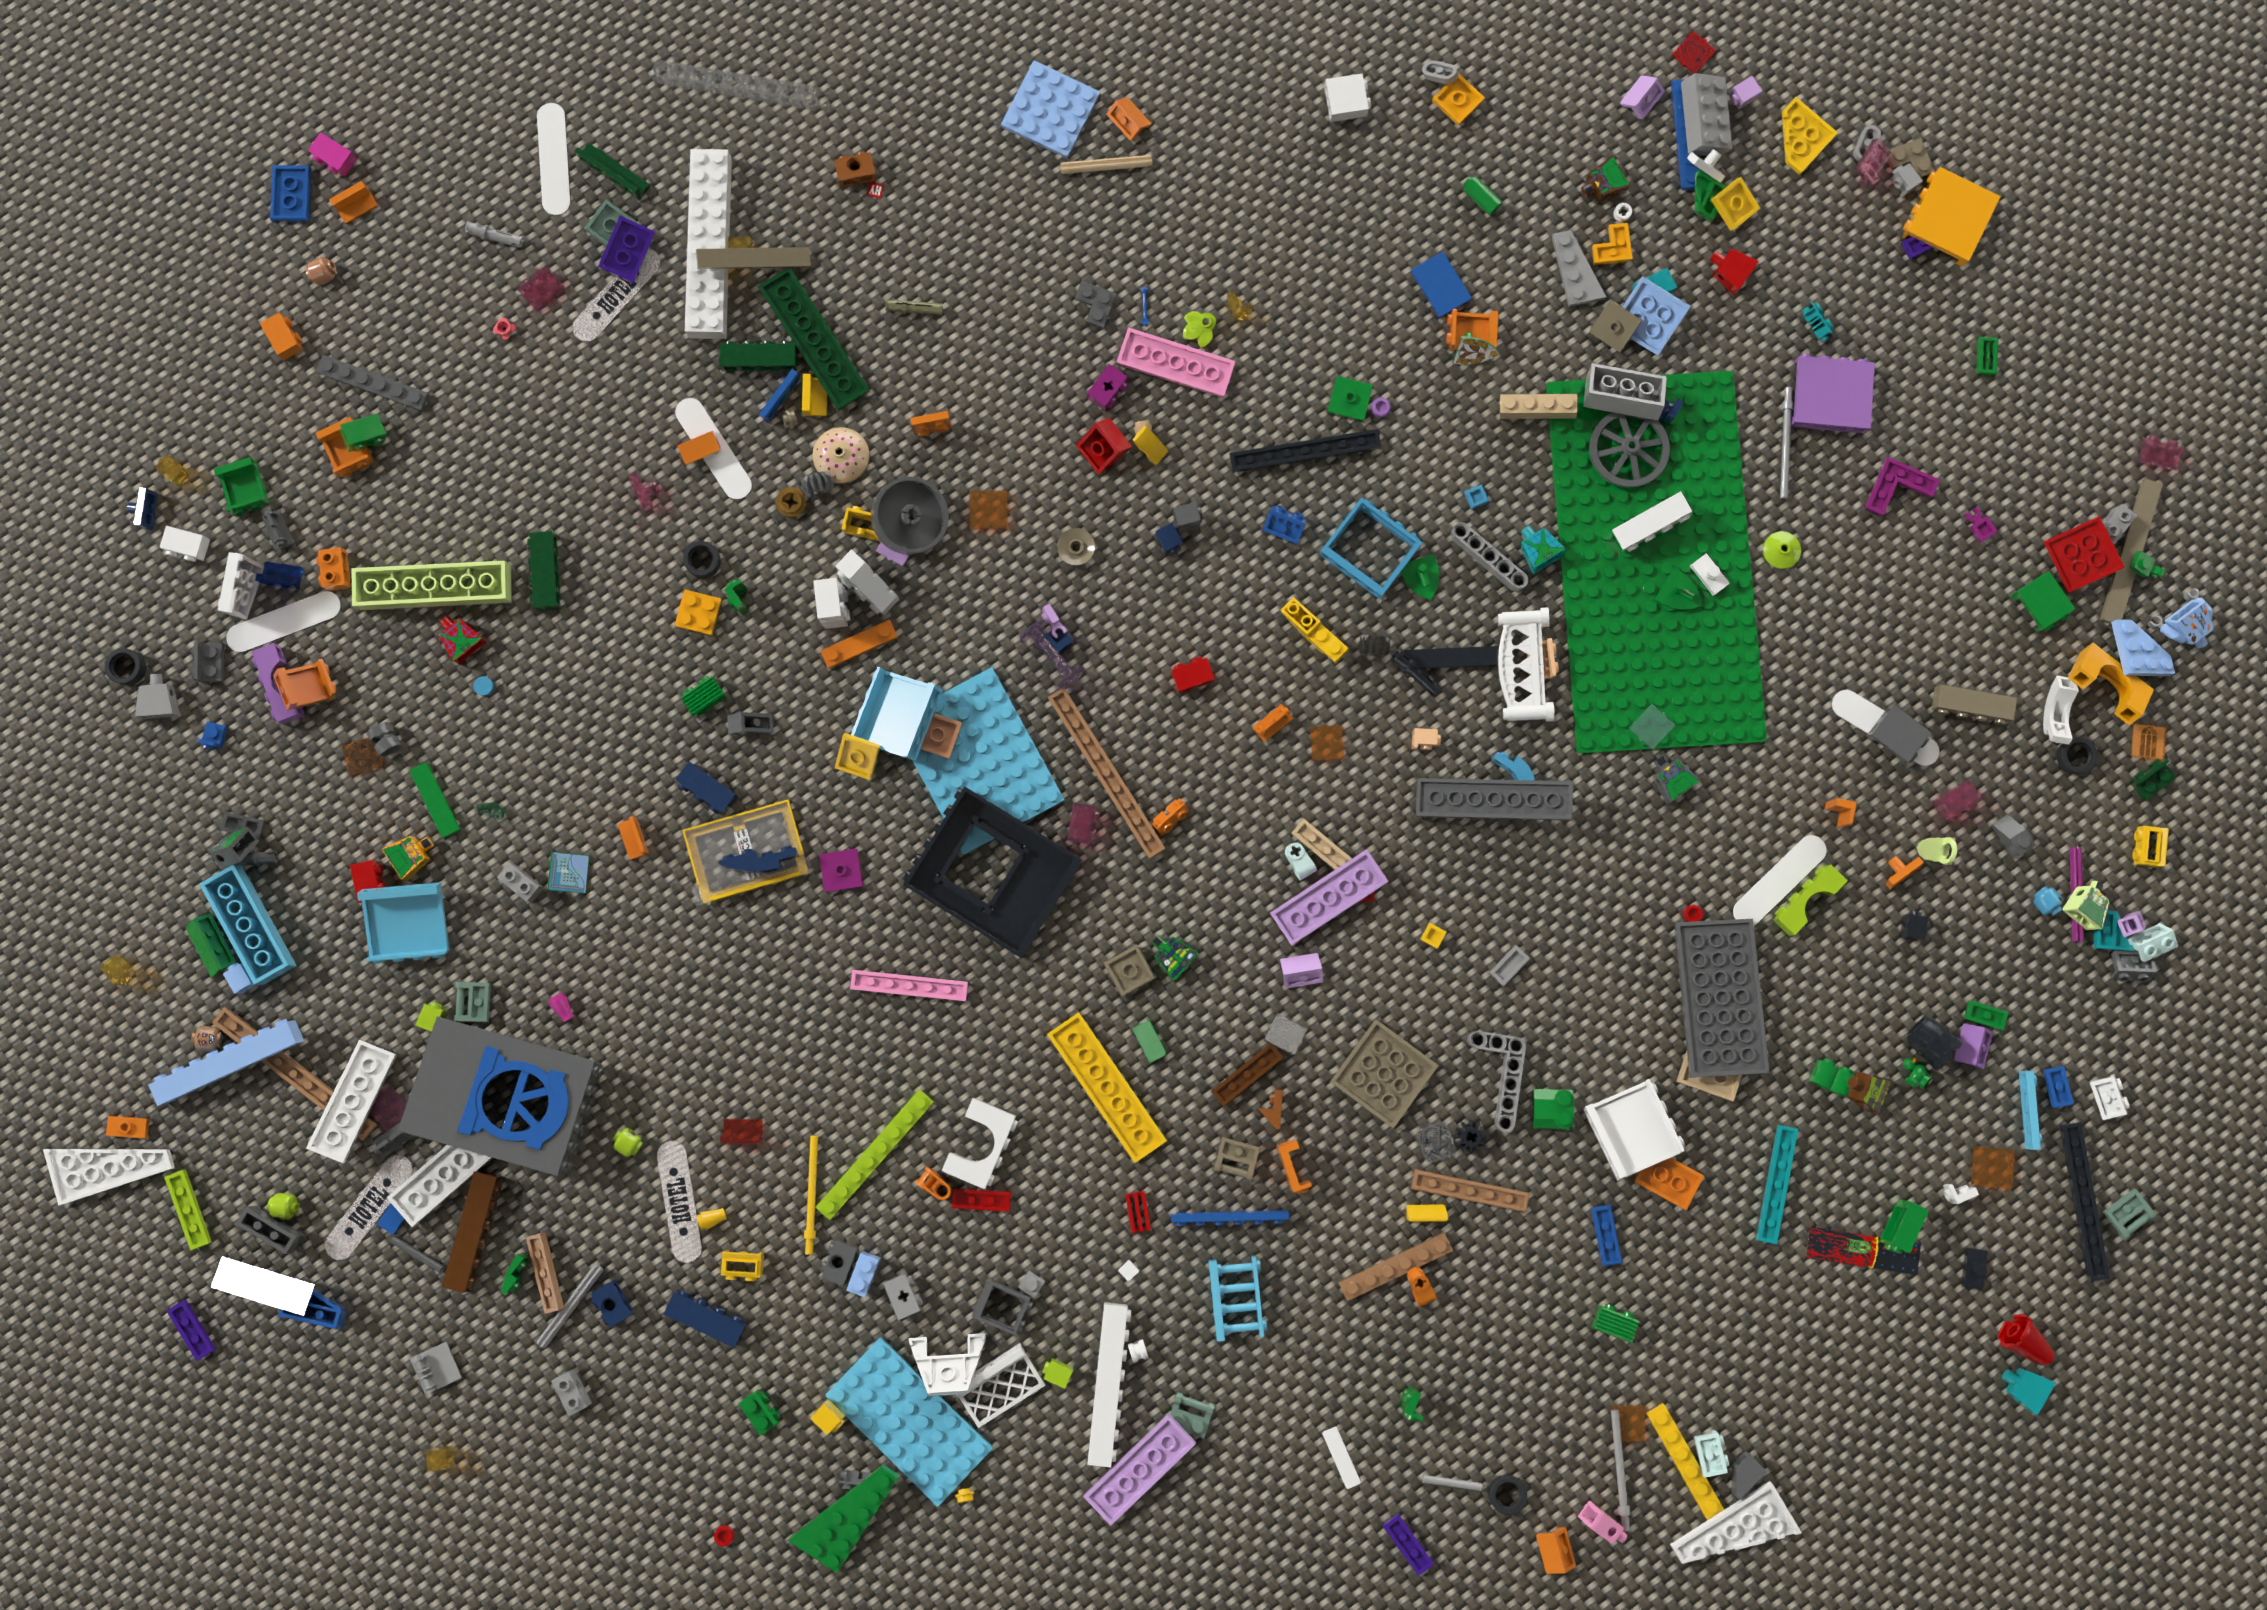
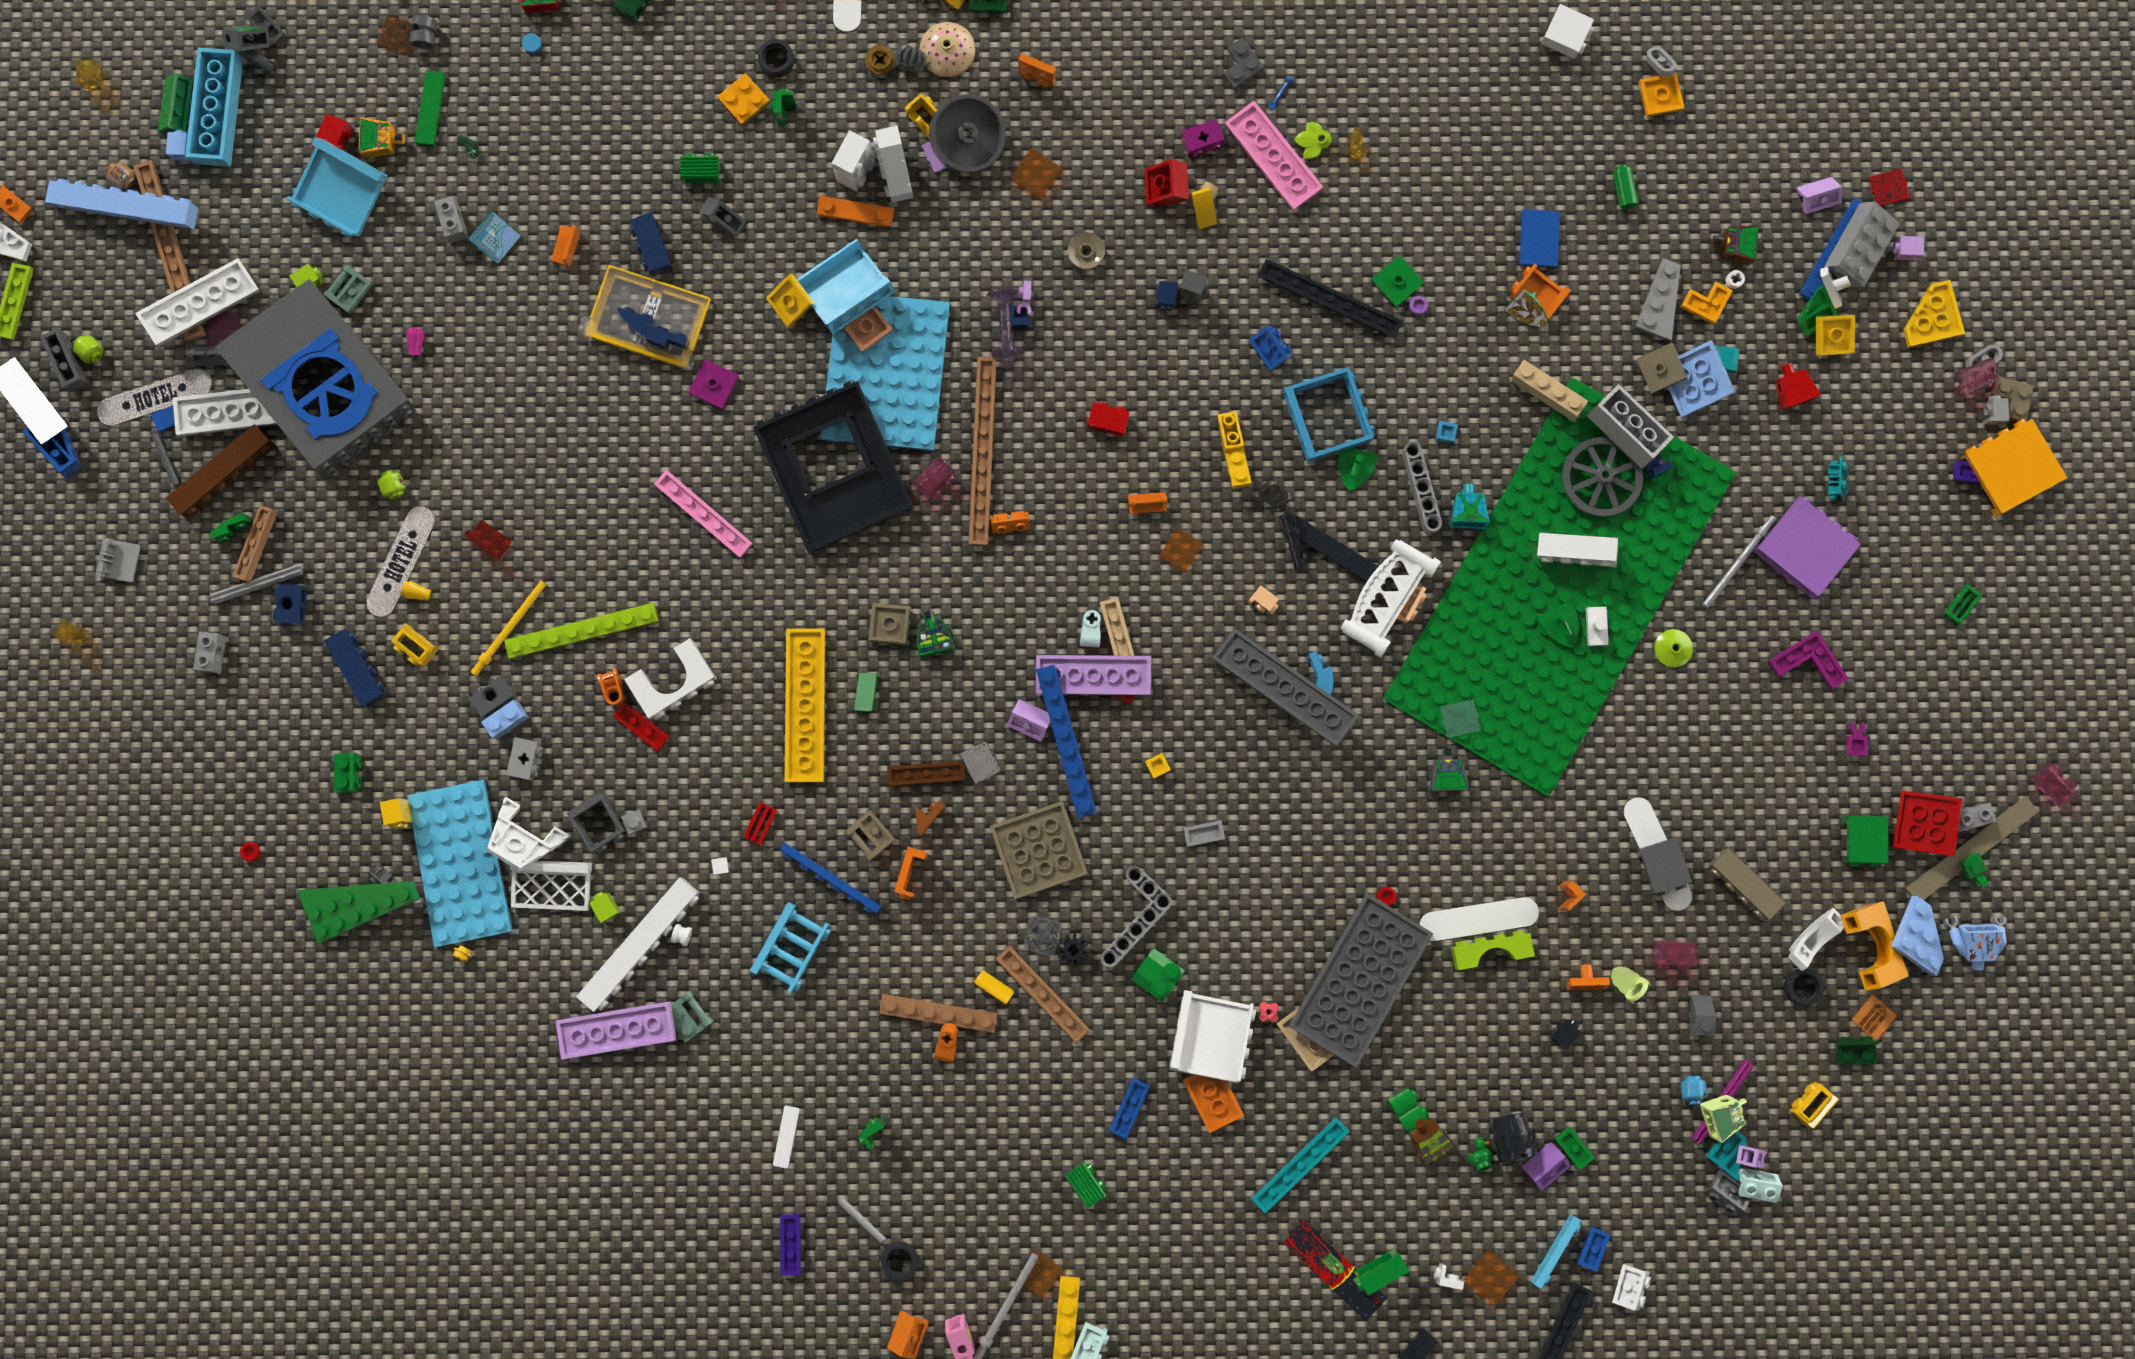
camera: 35 degrees right, 0 degrees up
(1344, 967) = (1066, 741): none -> blue plate
(1658, 1075) = (1273, 1009): none -> coral plate

